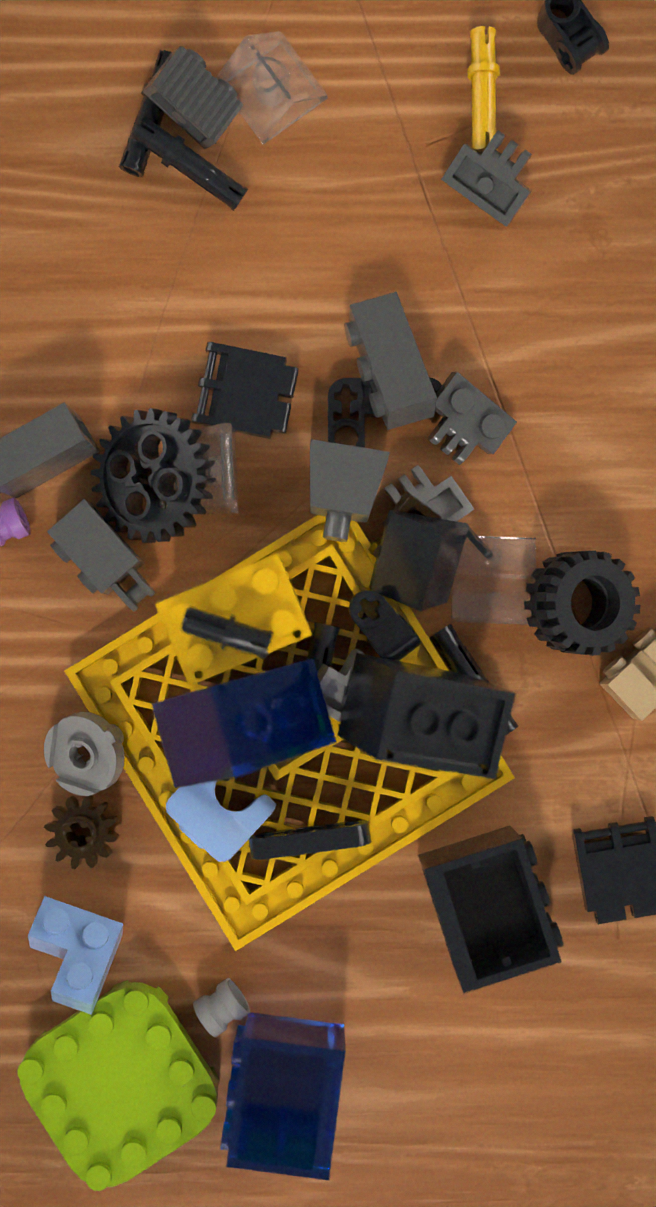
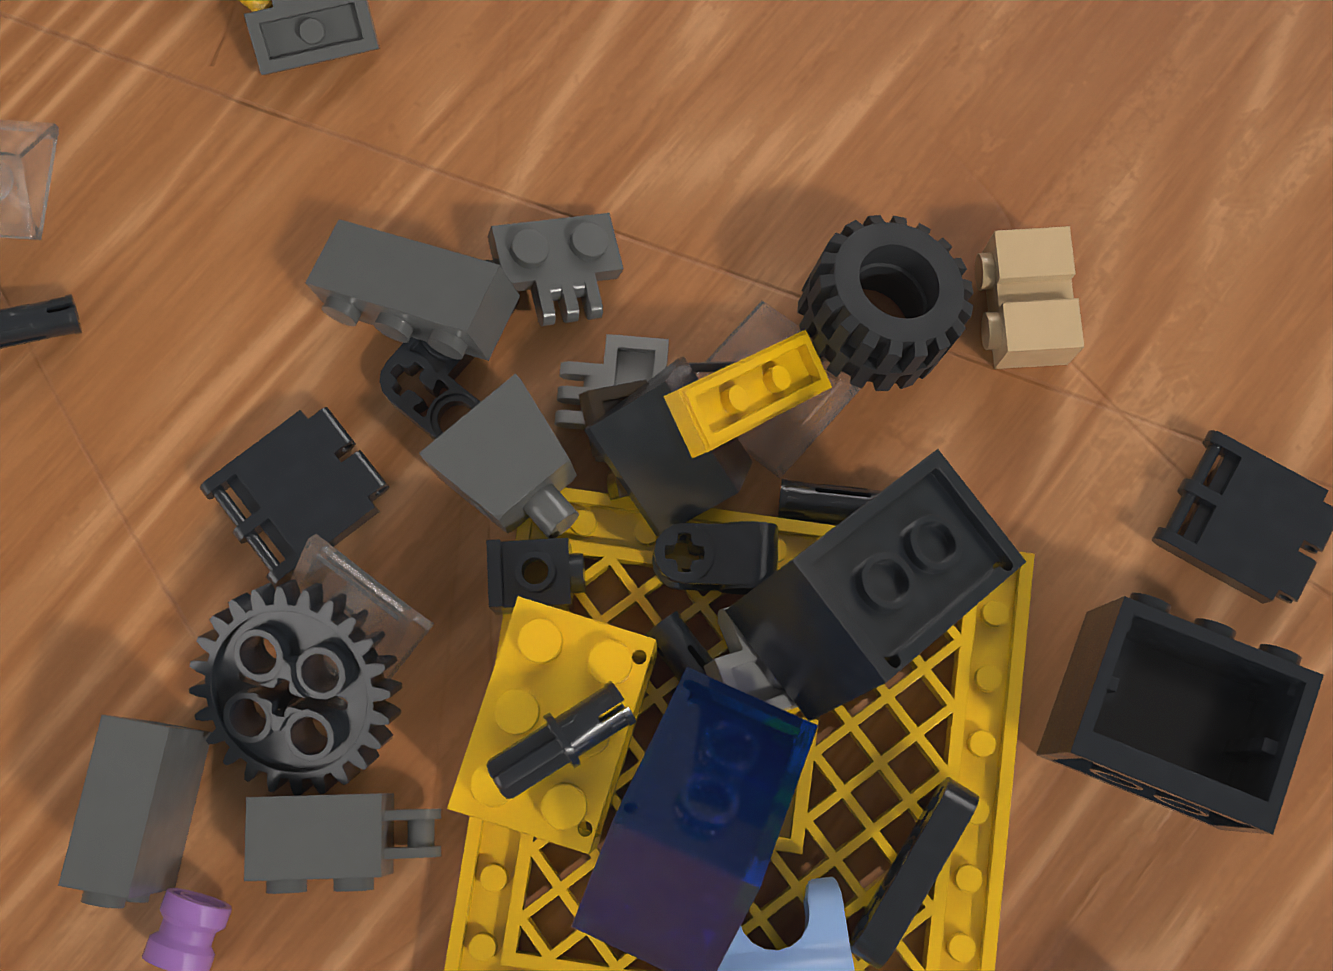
camera: 45 degrees left, 10 degrees down
(294, 528) = (506, 573): none -> black brick
(475, 575) = (747, 393): none -> yellow tile

